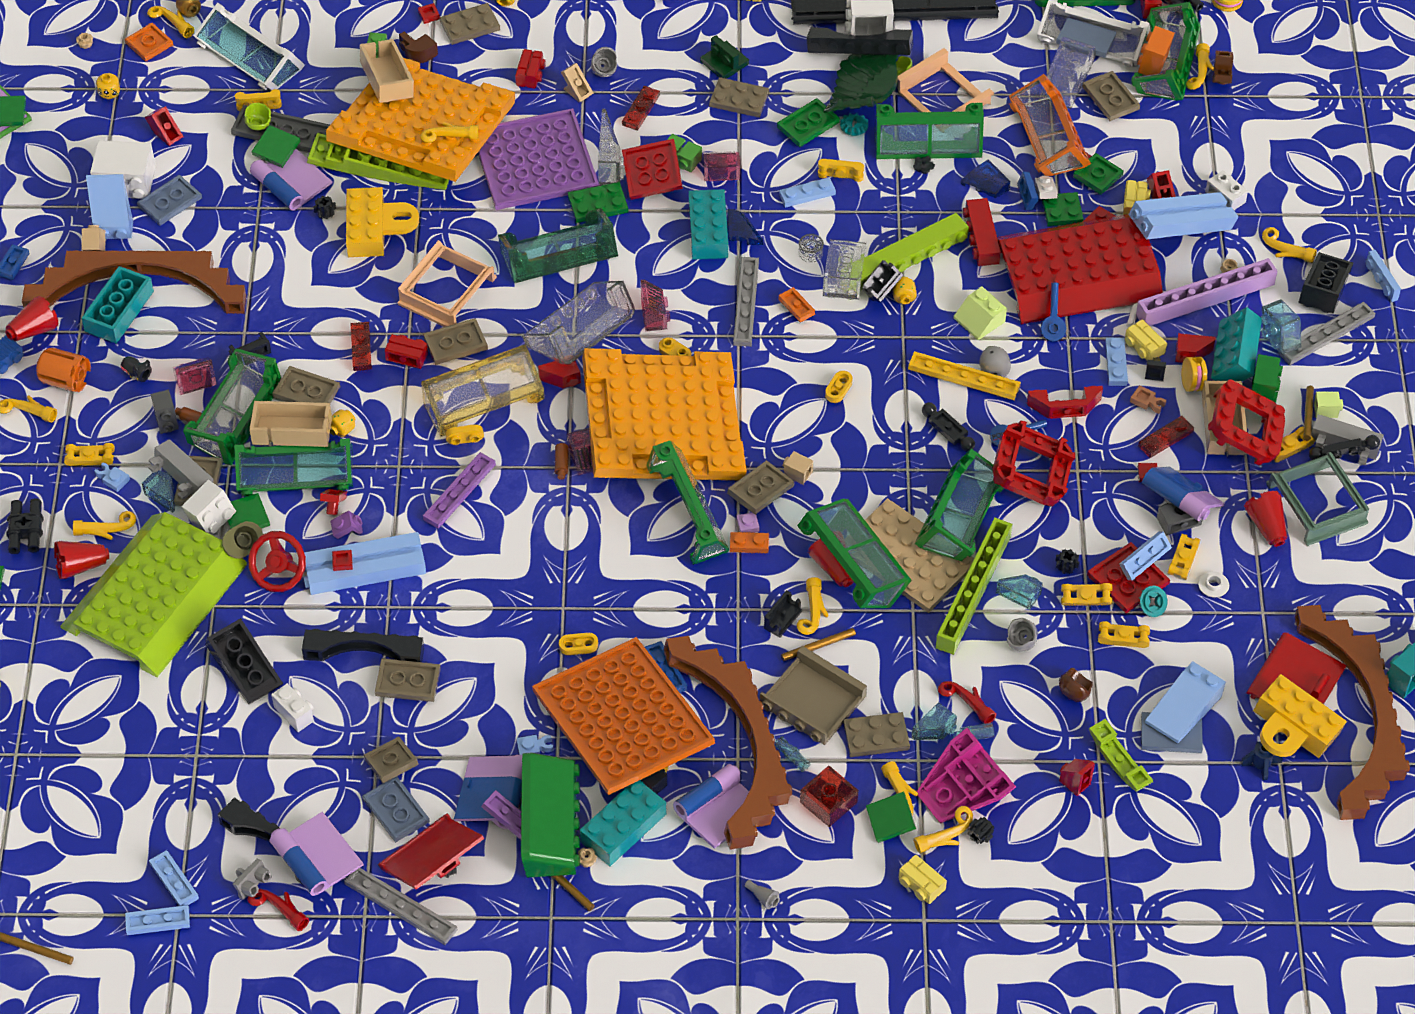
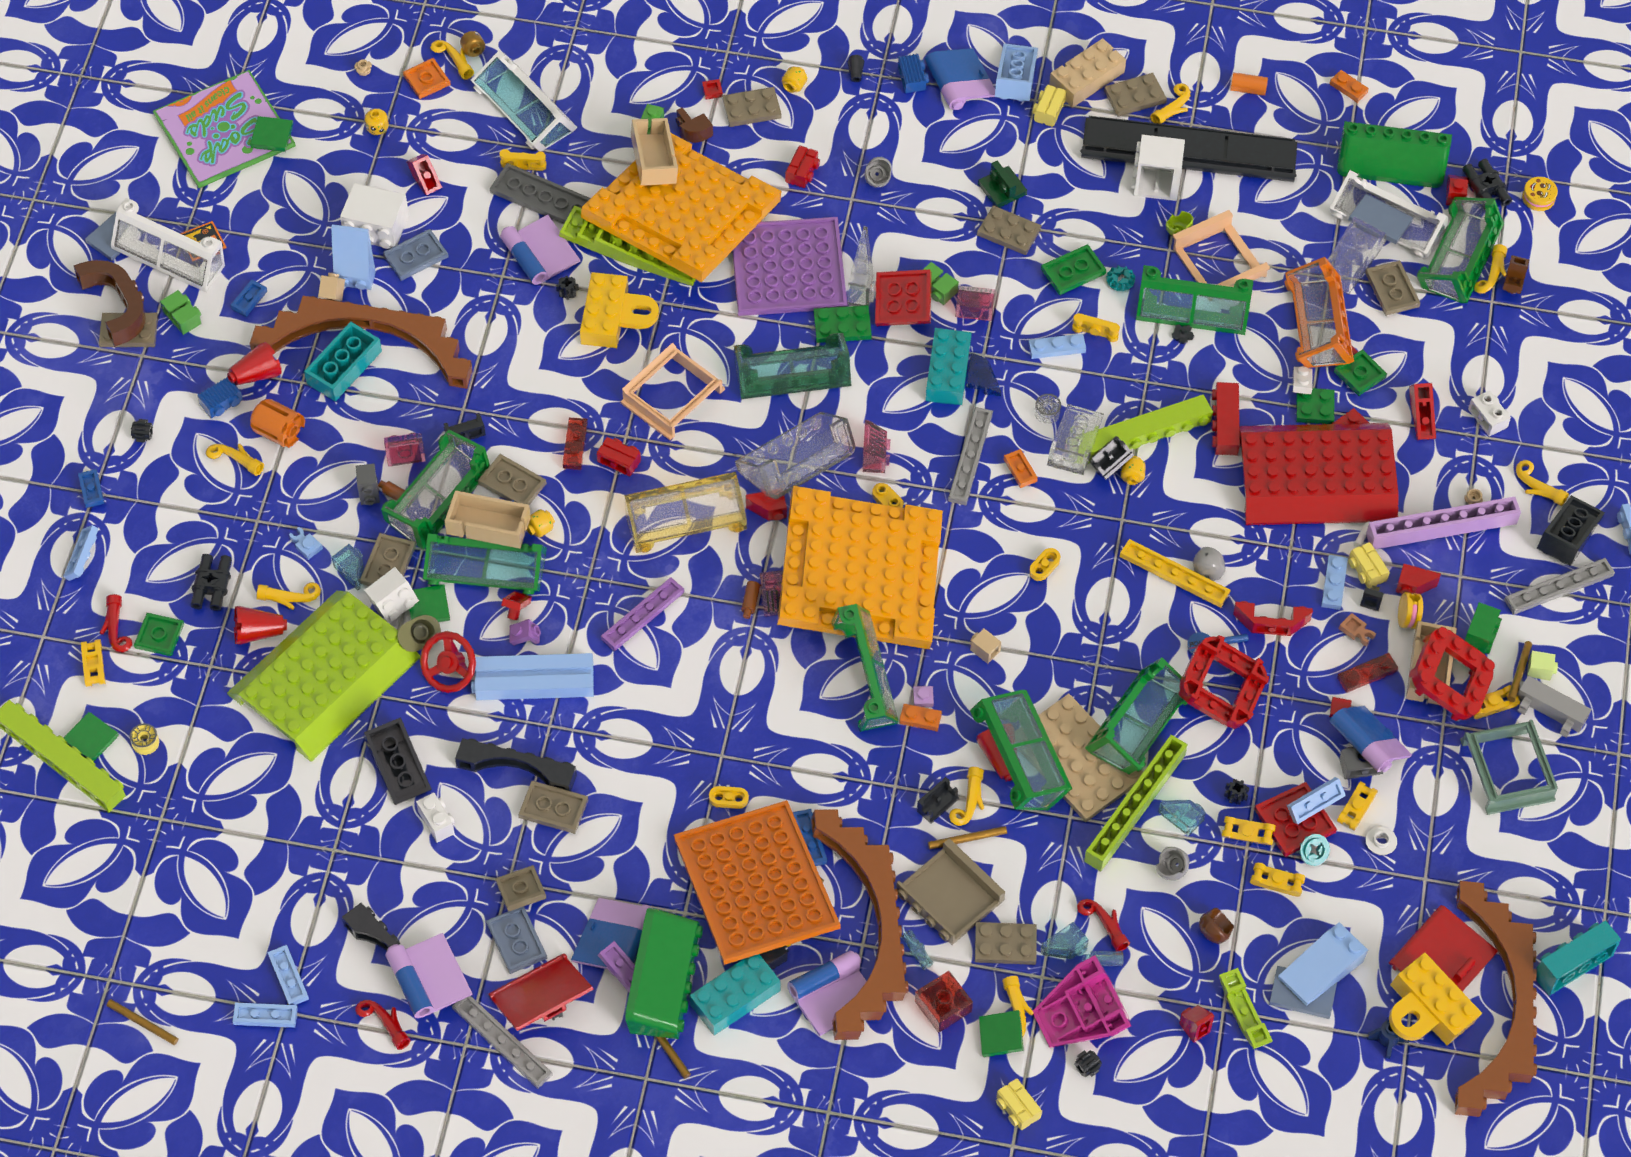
camera: 10 degrees right, 5 degrees up
(89, 454) = (287, 516): yellow plate -> none
(136, 369) = (348, 432): black animal -> none
(180, 467) = (372, 547): light grey brick -> none
(248, 879) = (360, 988): light grey hips -> none
(257, 116) = (517, 179): lime hair -> none
(276, 146) = (530, 213): green tile -> none
(342, 560) = (512, 671): red tile -> none
(451, 131) = (705, 227): yellow plant -> none
(455, 341) = (669, 453): dark tan plate -> none
(464, 434) = (659, 555): yellow plate -> none
(531, 745) = (660, 896): light blue plate -> none
(577, 84) = (846, 190): tan slope -> none
(587, 862) = (695, 1026): tan plate -> none
(640, 108) = (906, 226): clear red plate -> none
(760, 487) = (943, 661): dark tan plate -> none
(766, 896) = (861, 1095): light grey cone -> none
(864, 81) = (1141, 231): dark green animal -> none
(888, 43) = (1174, 196): black arch -> none
(944, 837) = (1049, 1064): yellow plant -> none
(948, 426) = (1147, 626): black plate -> none
(981, 313) = (1206, 508): yellowish green slope -> none
(987, 179) = (1244, 361): clear blue slope -> none
(1027, 190) = (1282, 378): blue plate -> none
(1053, 327) = (1278, 535): blue piece -> none
(1135, 192) = (1392, 407): light yellow brick -> none
(1155, 51) = (1447, 247): orange brick -> none
(1183, 215) = (1436, 435): light blue brick -> none
(1237, 346) = (1460, 589): teal brick -> none
(1268, 516) = (1452, 779): red cone -> none
(1281, 326) = (1511, 574): clear light blue brick -> none
(1349, 447) = (1556, 718): black plate -> none

